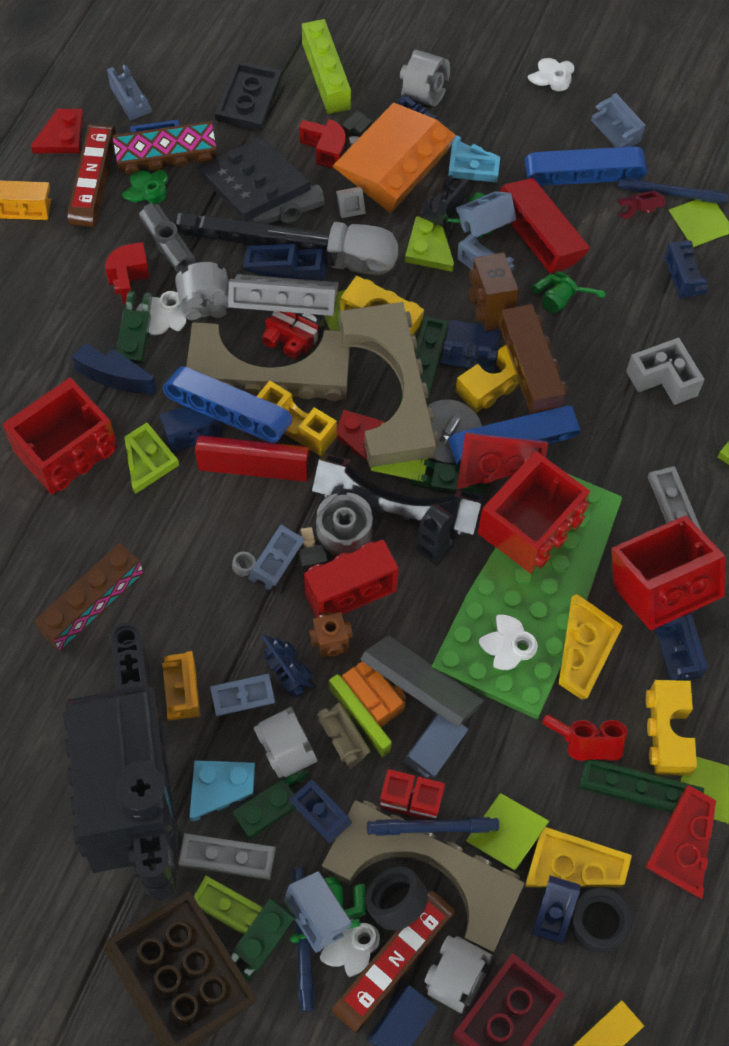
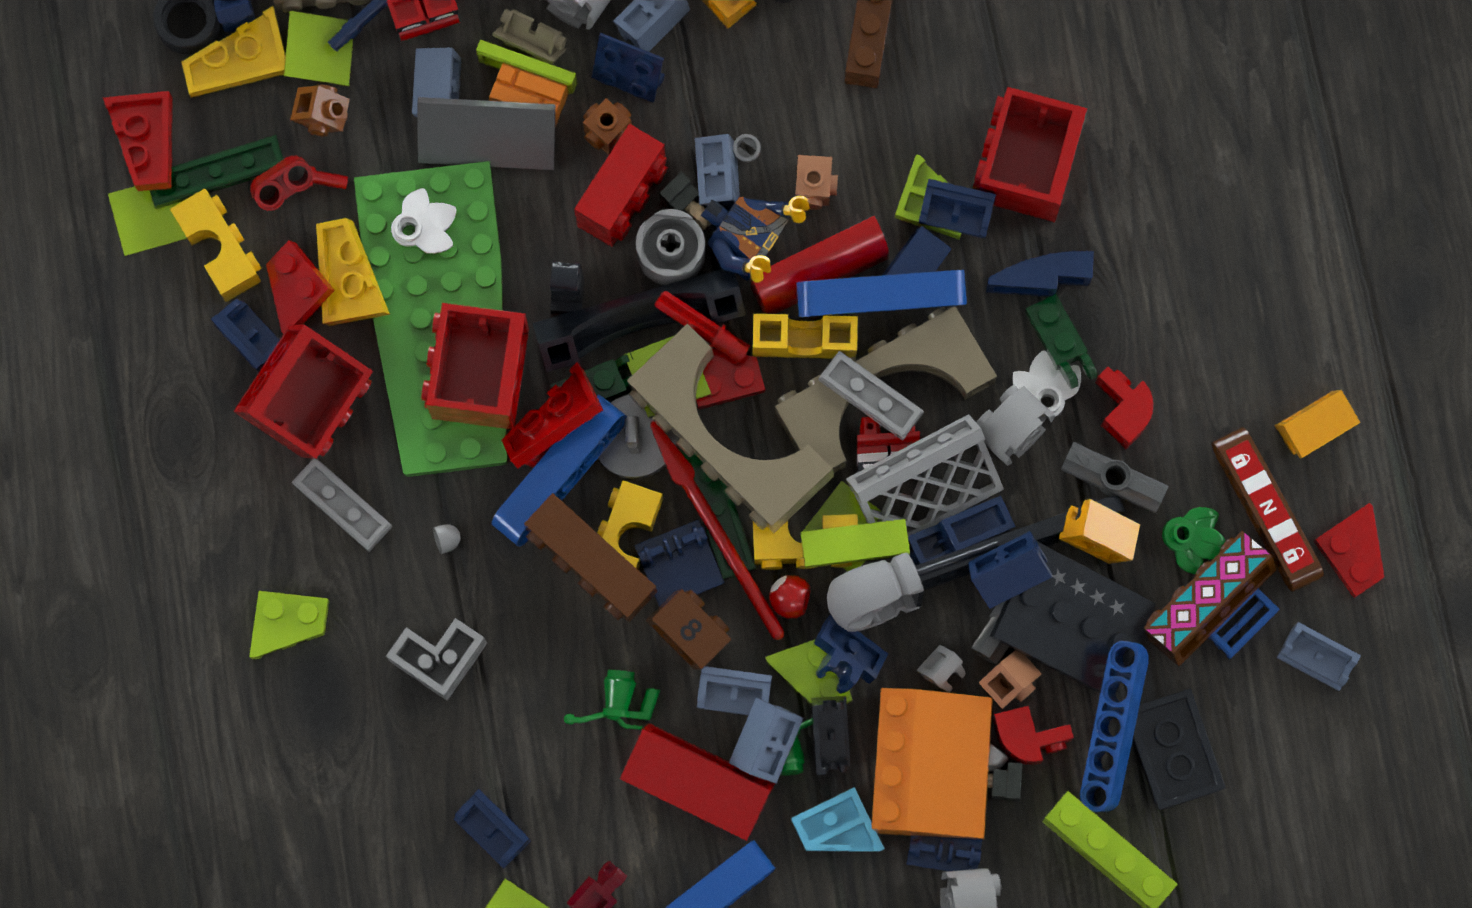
camera: 150 degrees right, 15 degrees up
(135, 432) = (957, 208): none -> dark blue hinge
(200, 202) = (1101, 532): none -> light orange hinge
(214, 514) = (815, 180): none -> nougat brick
(272, 205) = (1009, 569): none -> dark blue hinge
(273, 113) = (1126, 712): none -> blue beam
(280, 353) = (871, 395): none -> light grey tile
(287, 497) = (749, 232): none -> torso
(316, 167) = (1011, 679): none -> nougat brick
(354, 278) = (854, 543): none -> lime tile
(355, 451) = (704, 327): none -> red axle
(405, 228) = (848, 655): none -> dark blue plate
(414, 284) = (790, 596): none -> red piece
(435, 384) = (683, 475): none -> red piece
(536, 775) = (320, 109): none -> dark orange brick
(615, 443) = (446, 537): none -> light grey hinge
(627, 663) = (296, 285): none -> red wing

